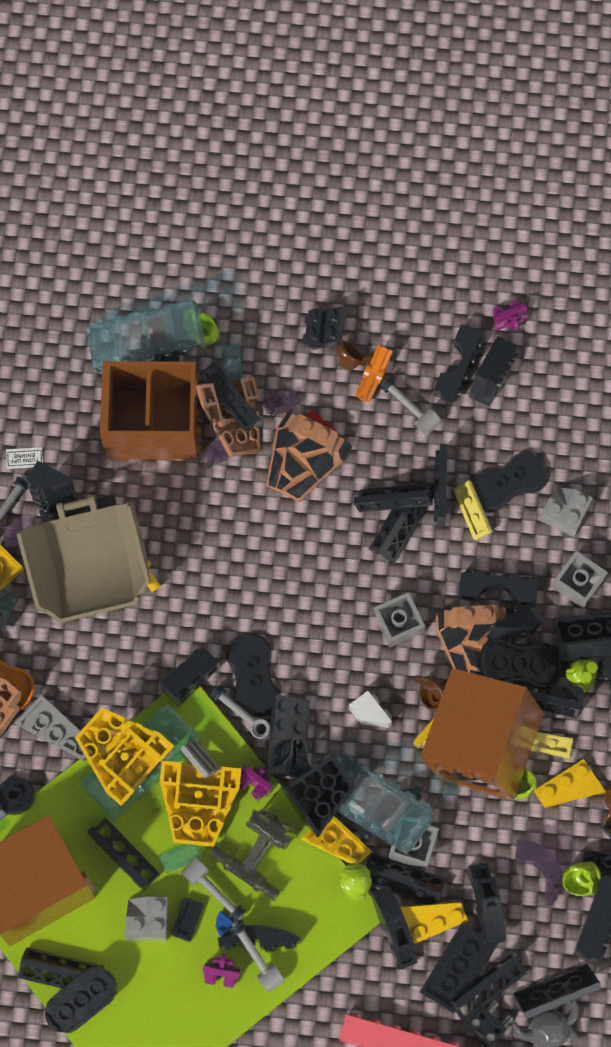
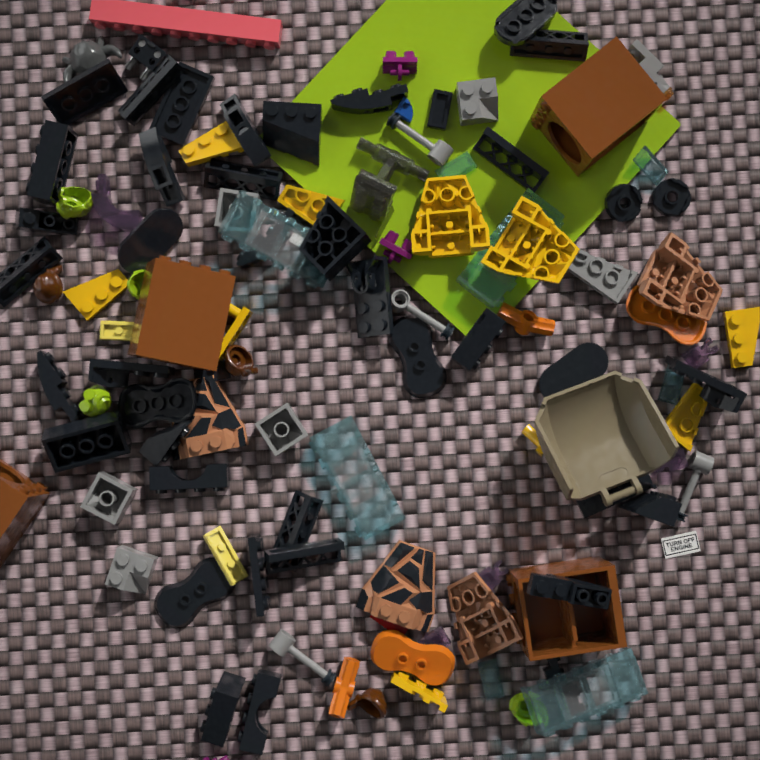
camera: 165 degrees right, 15 degrees up
(98, 635) = (574, 368): none -> black tile
(137, 689) = (526, 321): none -> orange piece
(146, 417) = (569, 590): none -> black slope
(200, 759) = (451, 259): light grey tile -> none
(231, 397) = (485, 636): black fence -> none
(269, 976) = (355, 65): light grey piece -> none
(301, 362) = (429, 696): none -> yellow wing
(318, 398) = (427, 662): none -> orange plate
(324, 327) = (402, 729): black plate -> none
(332, 564) = (356, 478): none -> clear light blue window
(342, 920) = (293, 129): none -> black wedge
(355, 881) = (285, 164): lime hair -> none
(369, 712) = (299, 334): white slope -> none
(508, 827) = (150, 239): none -> black tile

